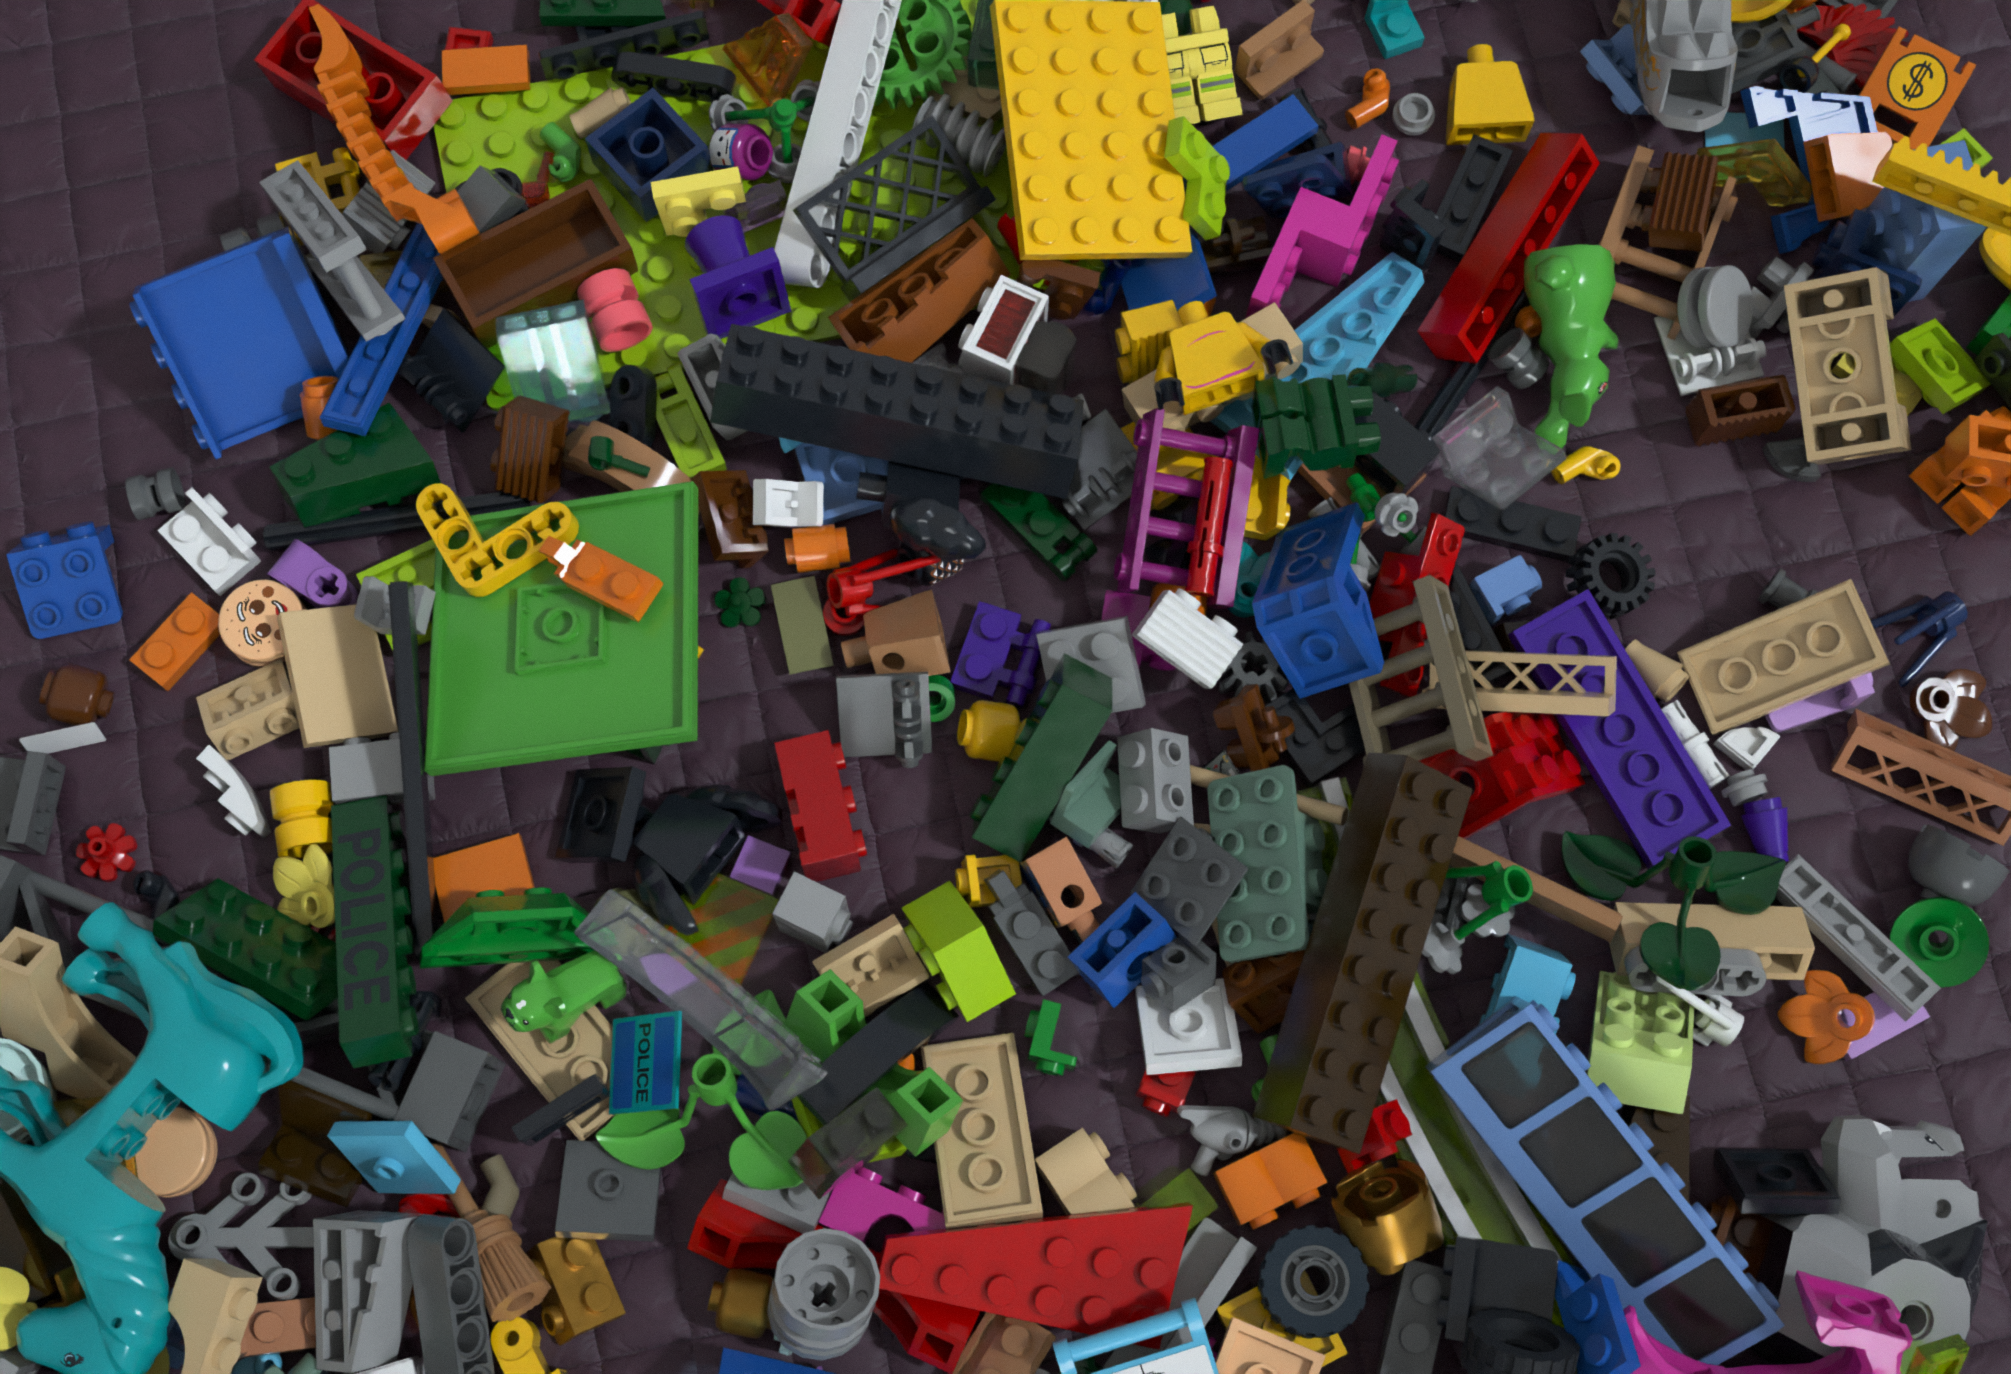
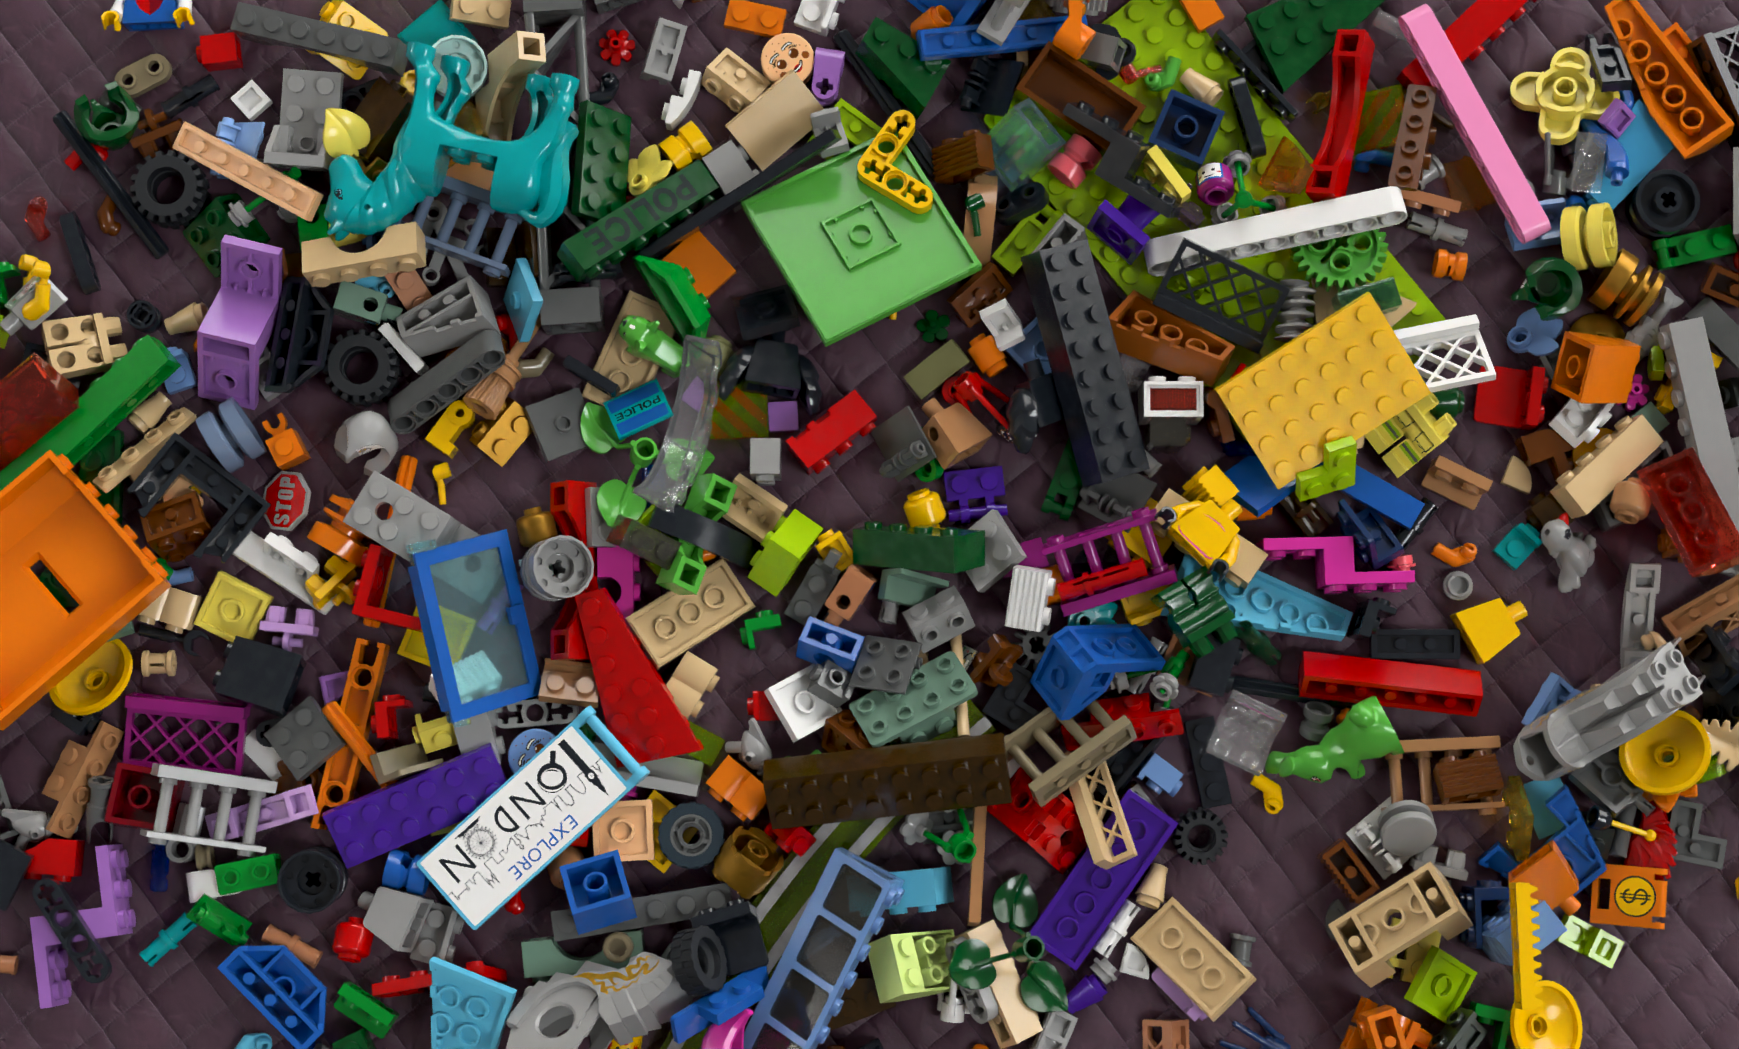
camera: 65 degrees right, 10 degrees up
(149, 786) = (663, 51): none -> light grey hinge
(185, 1177) = (460, 194): none -> sand blue fence
(603, 577) = (898, 244): orange hinge -> none
(644, 232) = (1123, 158): none -> black bracket

